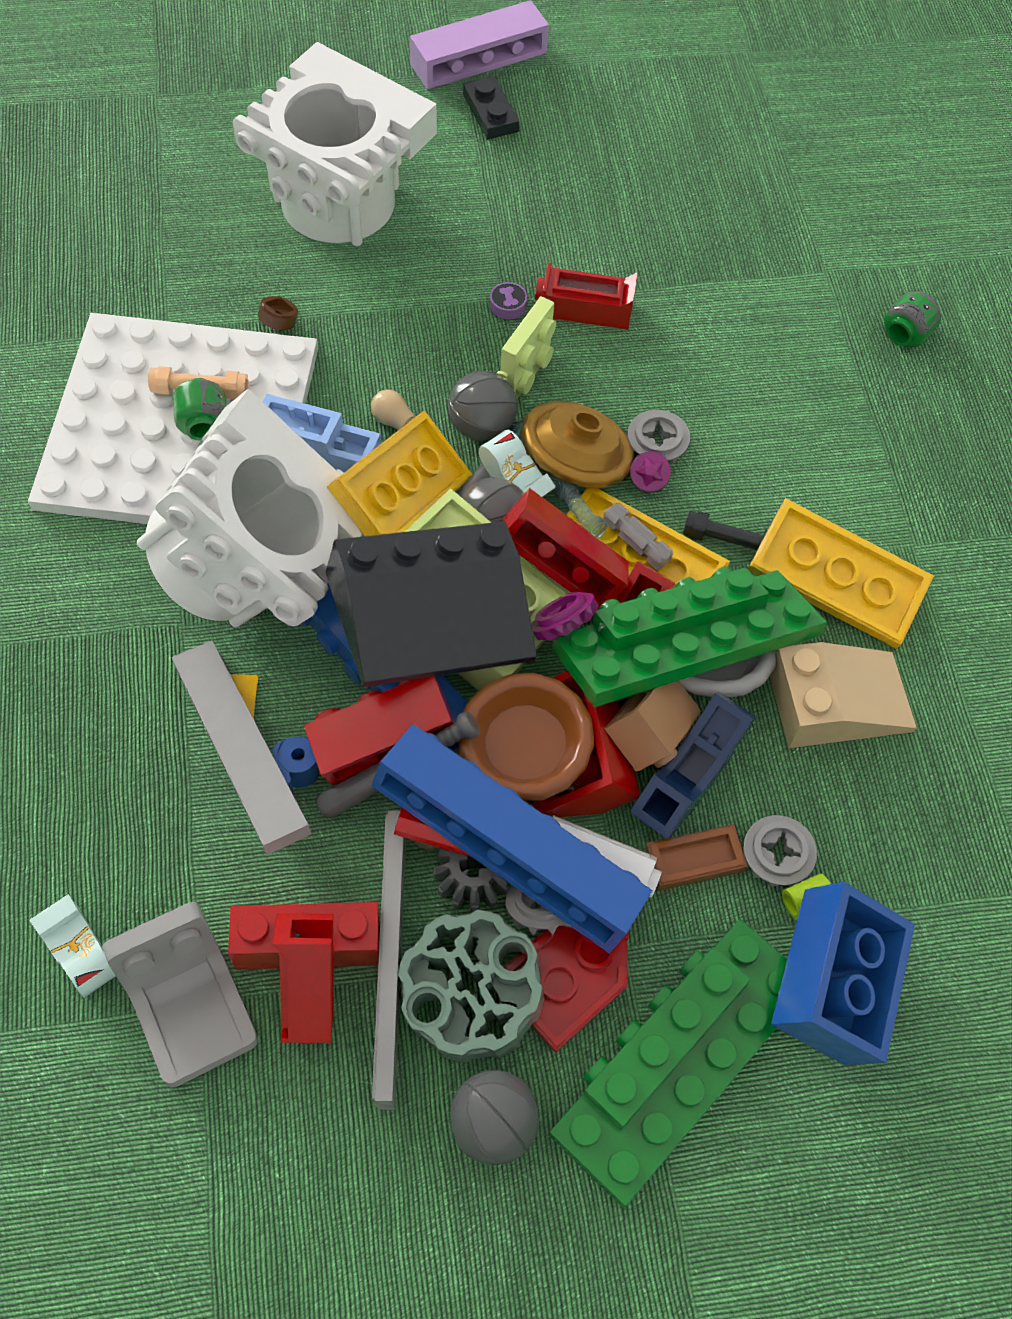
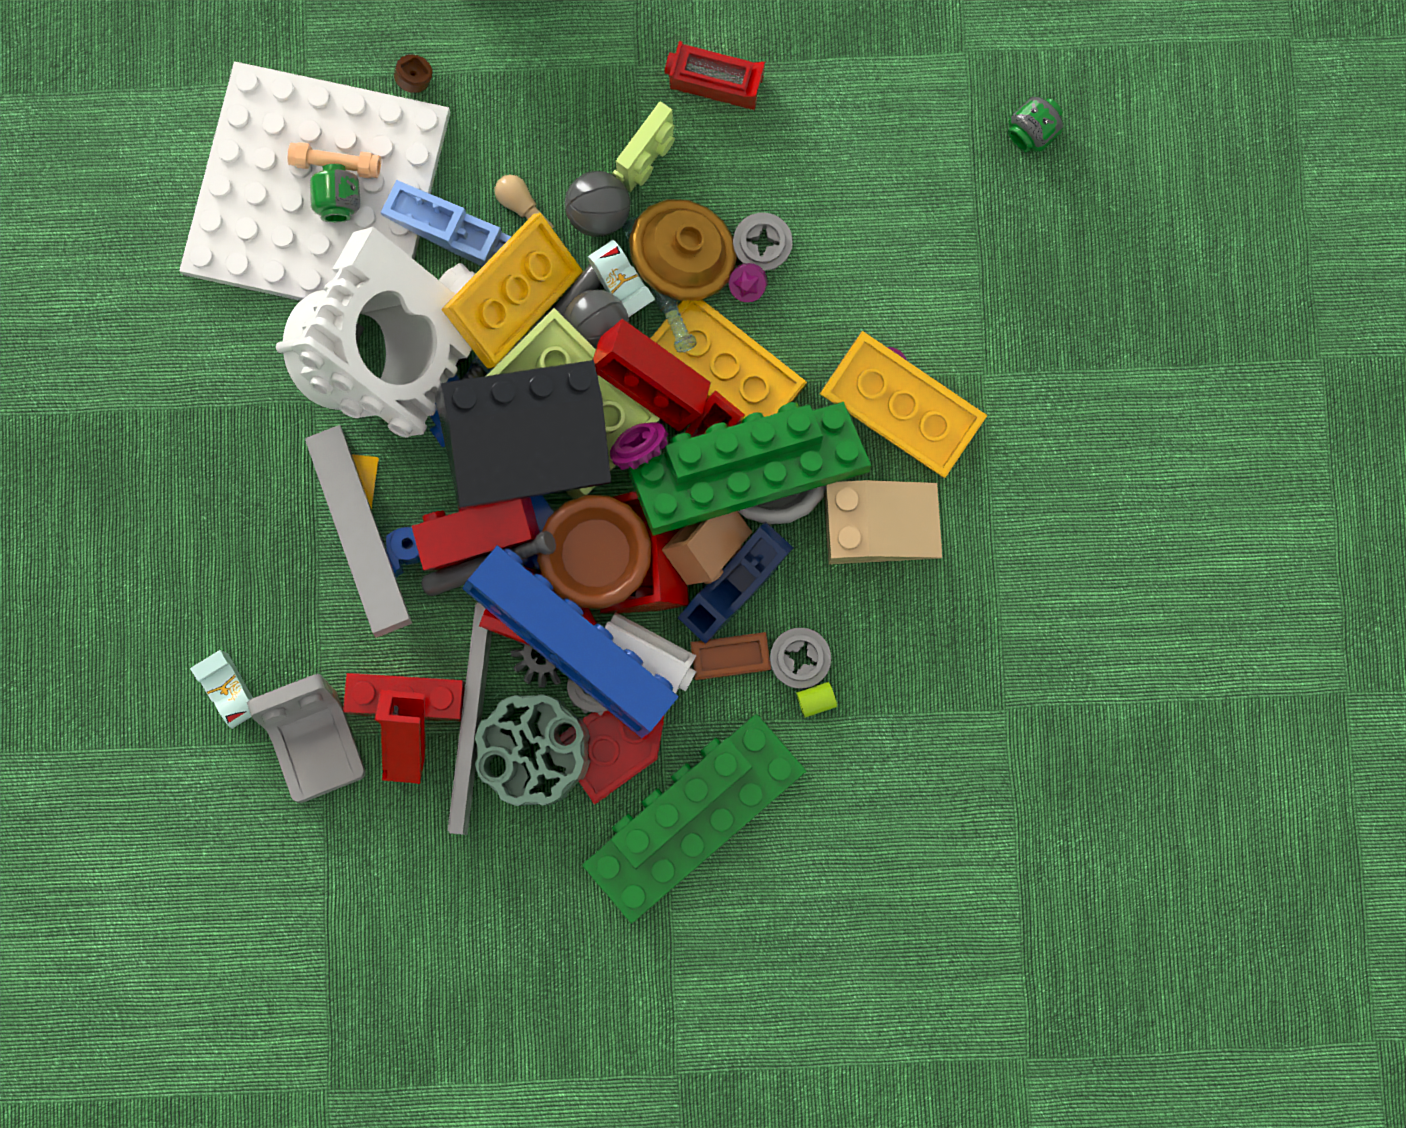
camera: 10 degrees right, 20 degrees up
(494, 1117) = (539, 852): dark grey piece -> none
(508, 300) = (639, 70): tile -> none
(638, 536) = (724, 353): light grey axle -> none
(698, 525) = (785, 341): black bar -> none
(844, 974) = (825, 770): blue brick -> none

